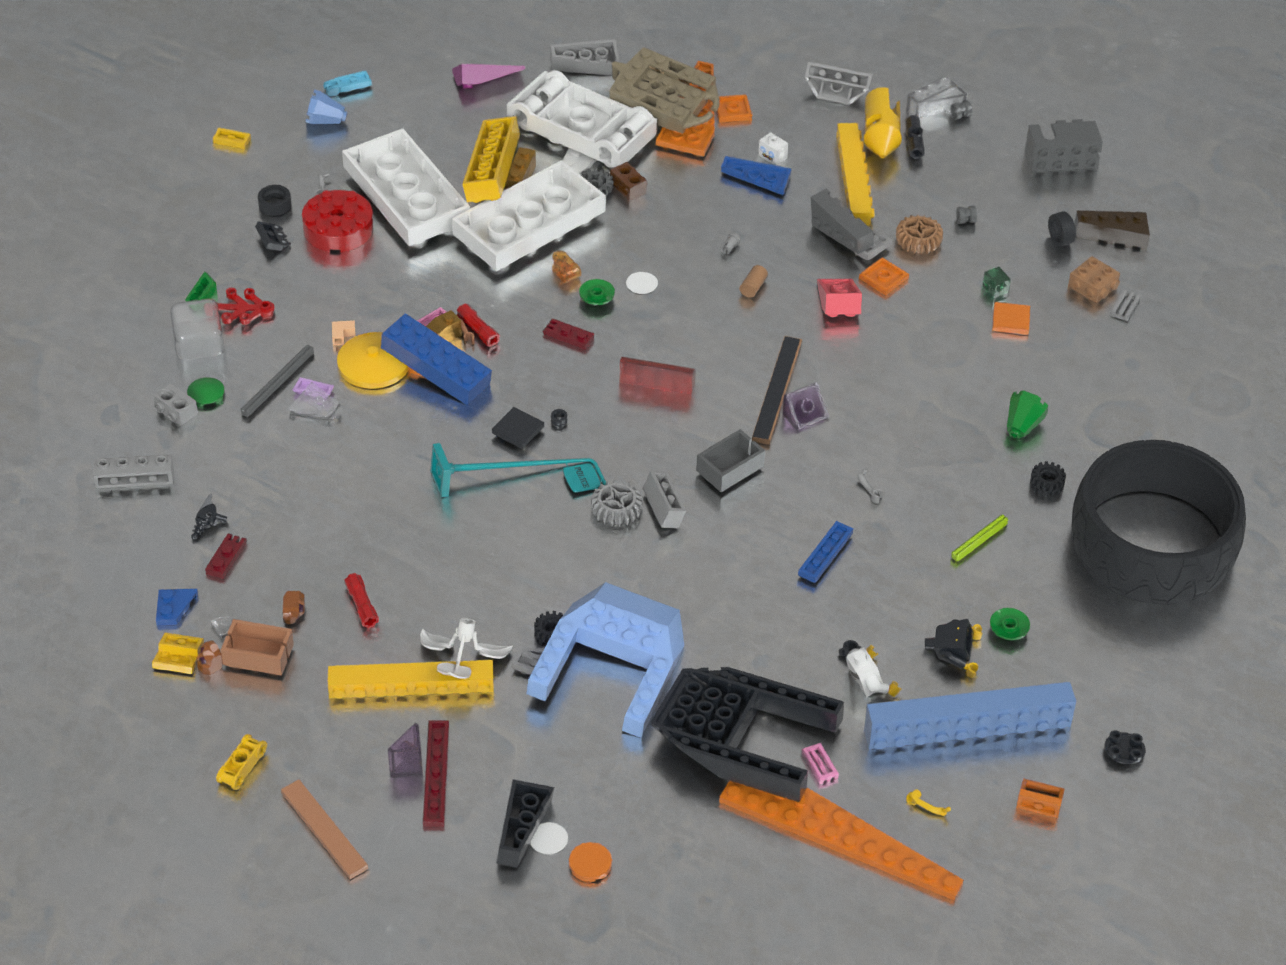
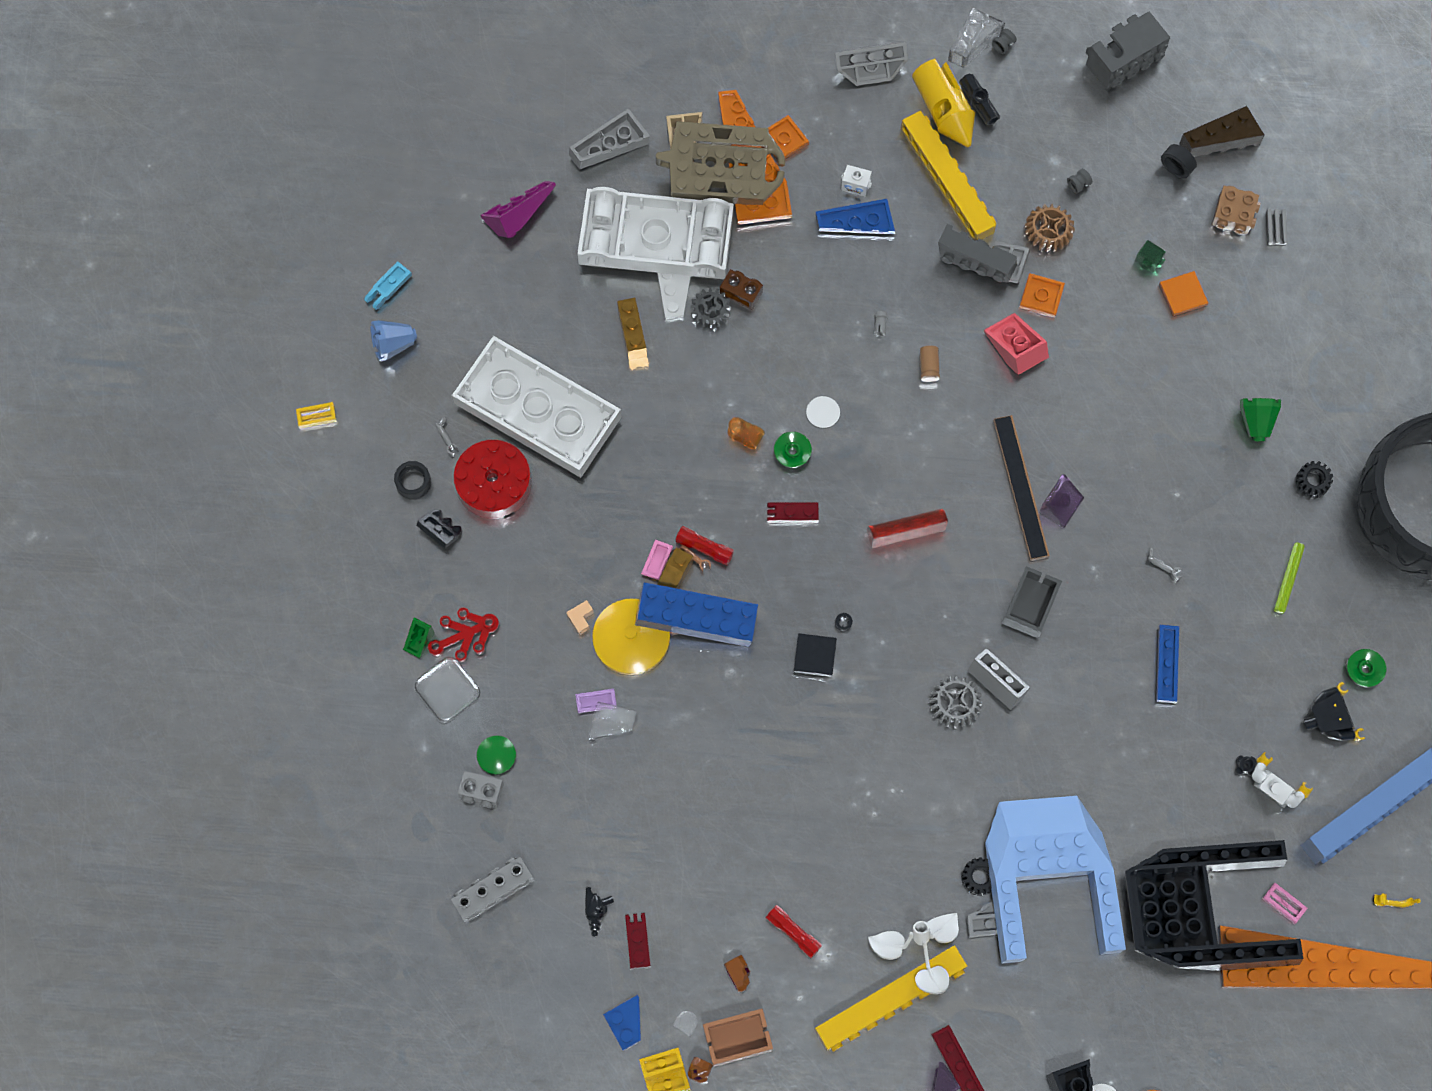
camera: 25 degrees left, 25 degrees up
(277, 380) = (556, 708): dark grey axle -> none
(491, 159) = (604, 335): yellow brick -> none
(529, 215) = (677, 386): white plate -> none
(578, 477) = (902, 683): teal piece -> none

